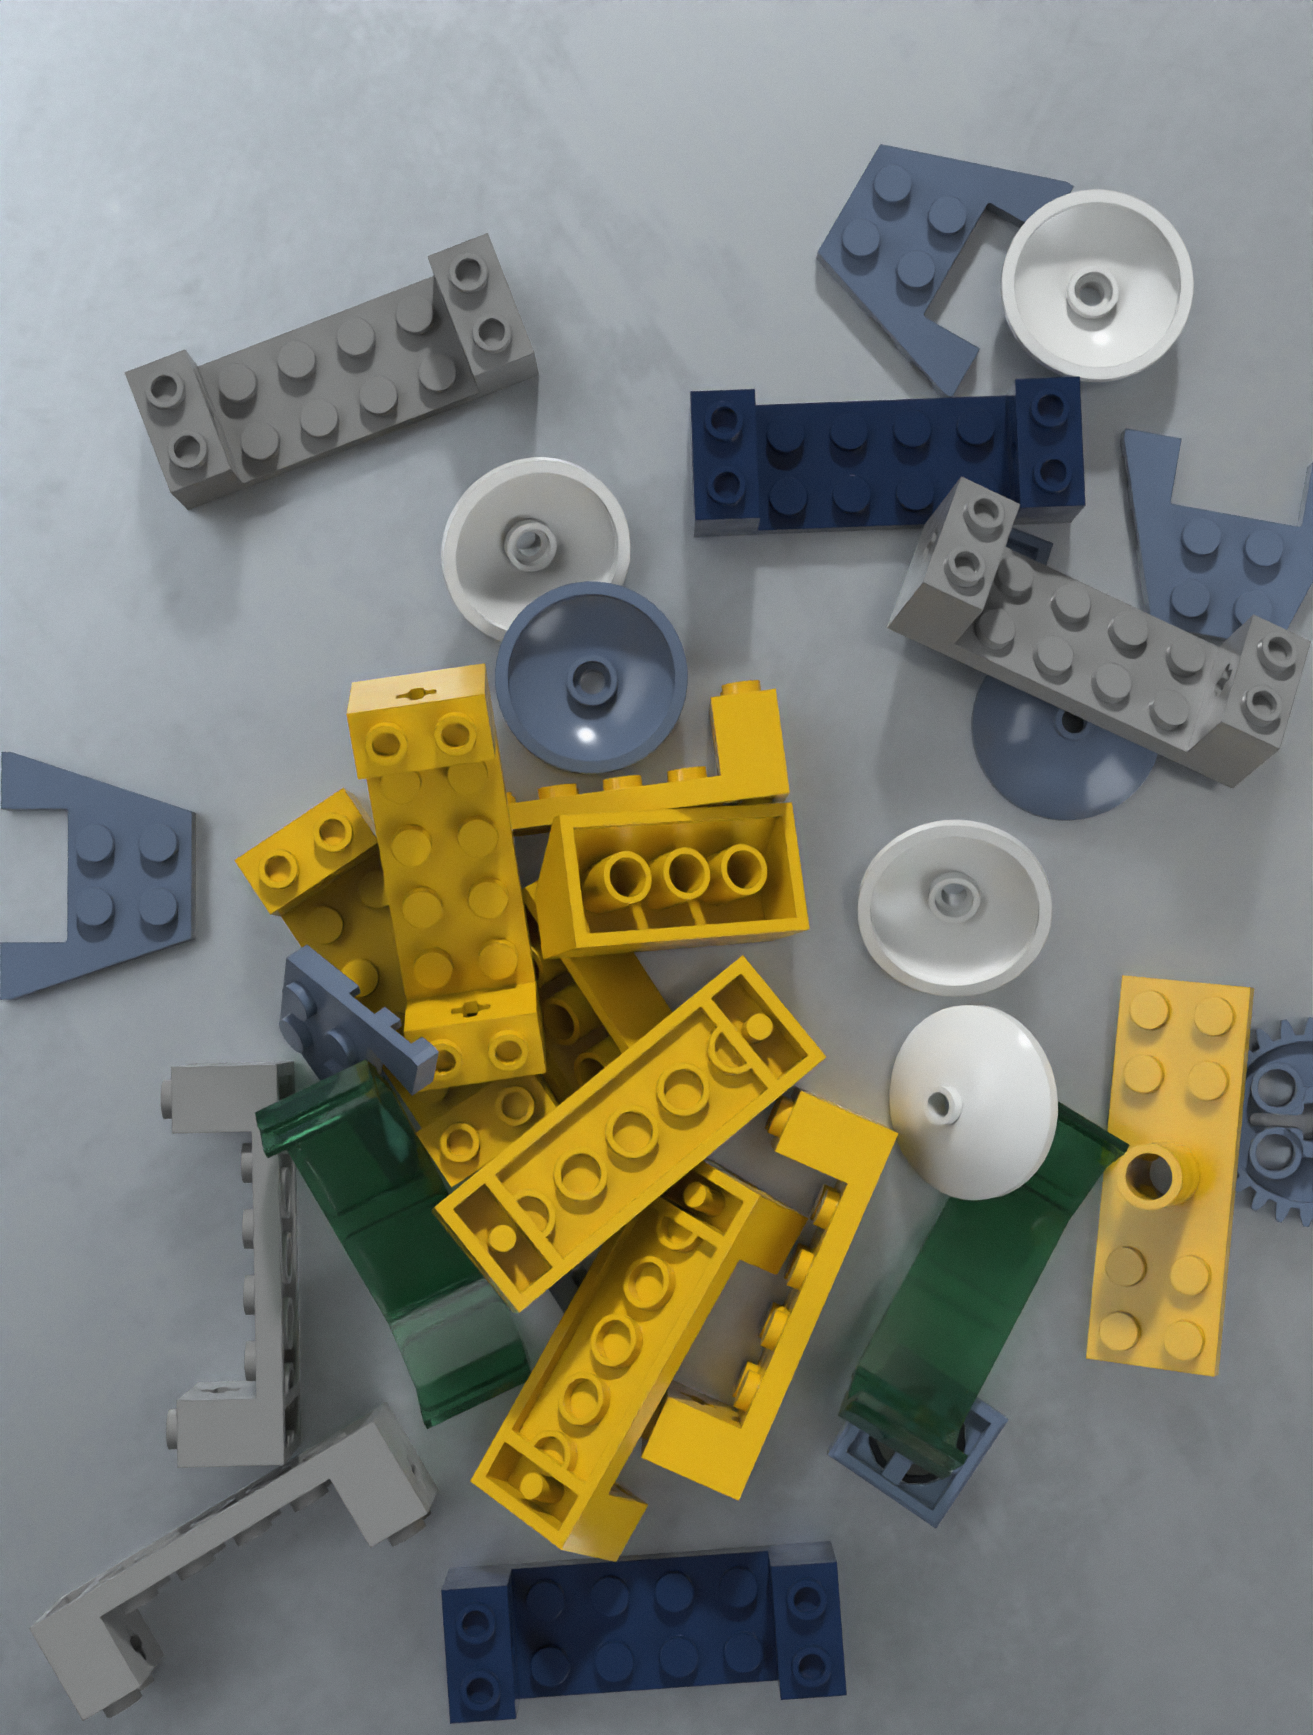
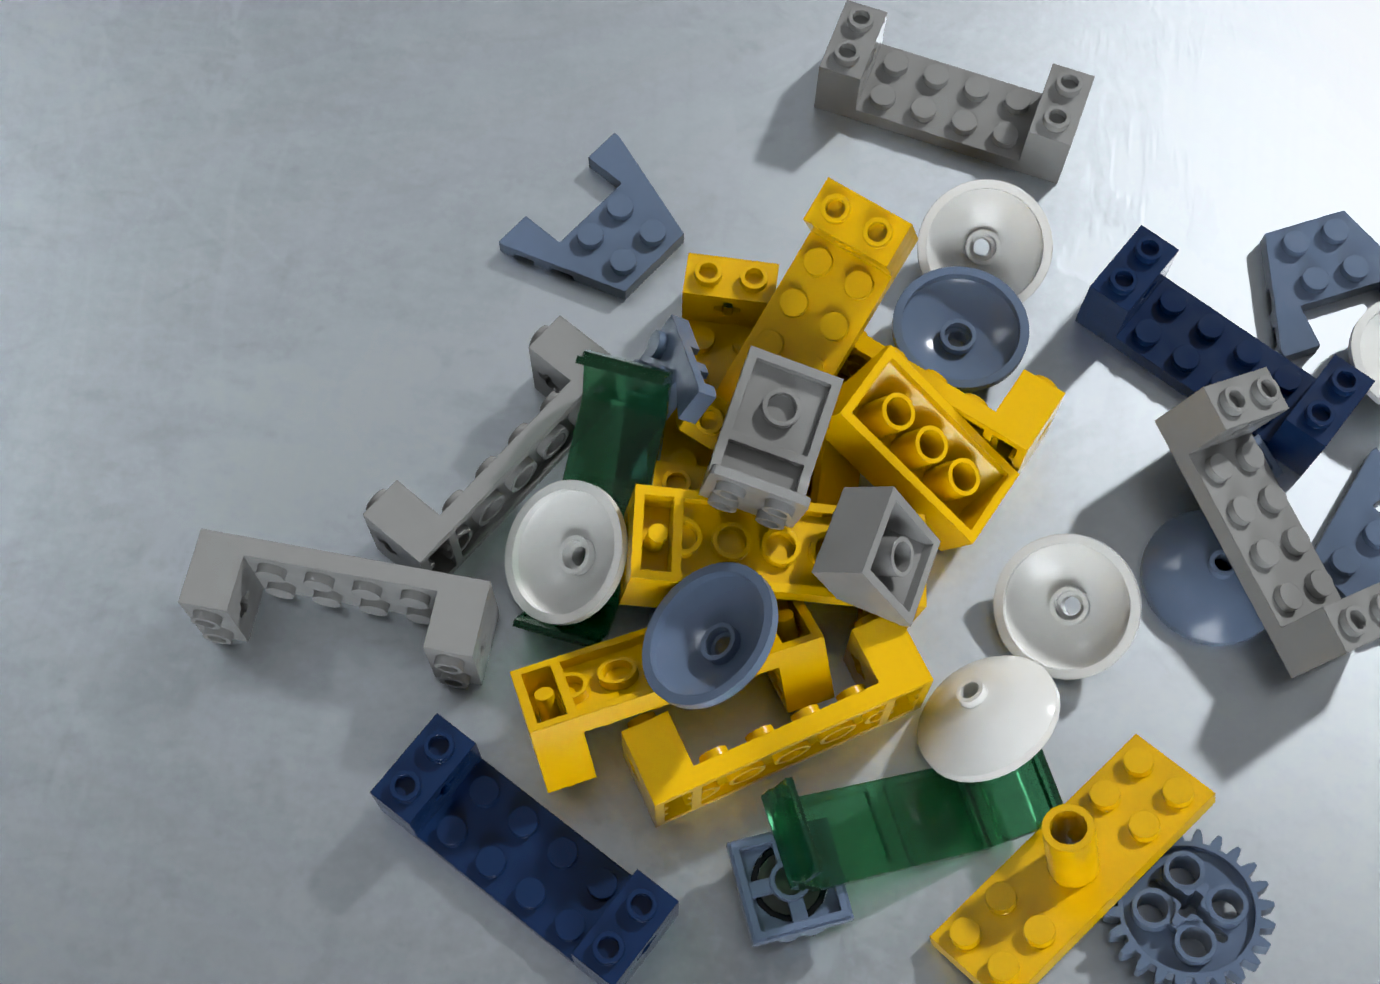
camera: 35 degrees right, 20 degrees down
(411, 1309) = (549, 547): none -> white dish
(534, 1047) = (771, 439): none -> light grey bracket
(657, 1313) = (710, 635): none -> sand blue dish
(739, 1061) = (877, 553): none -> light grey slope

